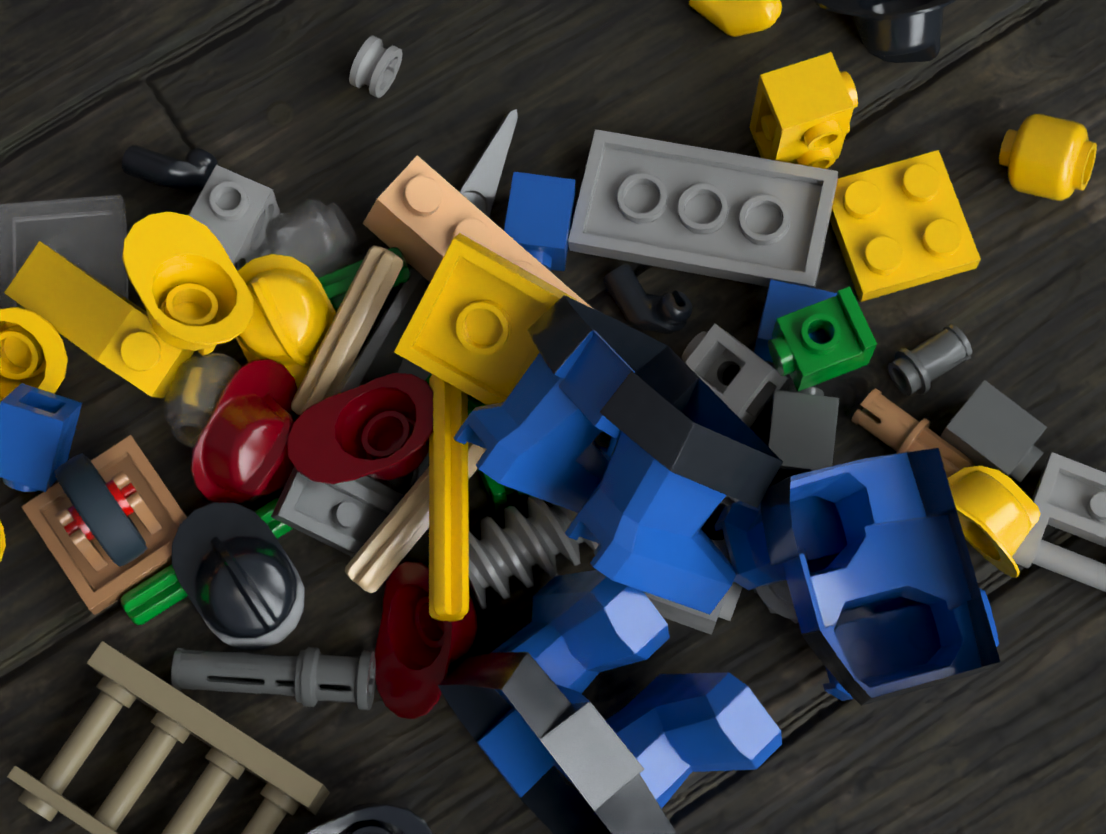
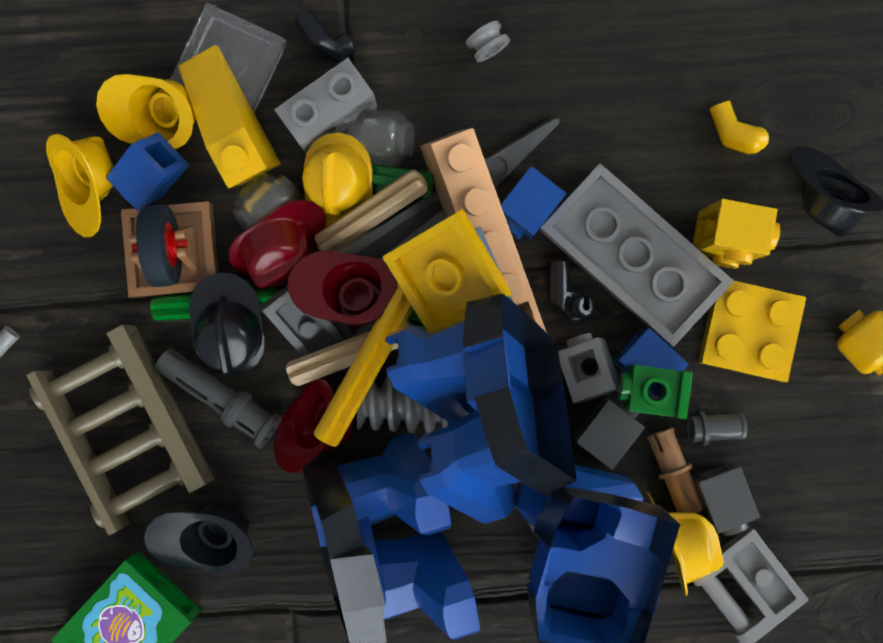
camera: 30 degrees right, 15 degrees up
(186, 282) = (282, 132): yellow piece -> none

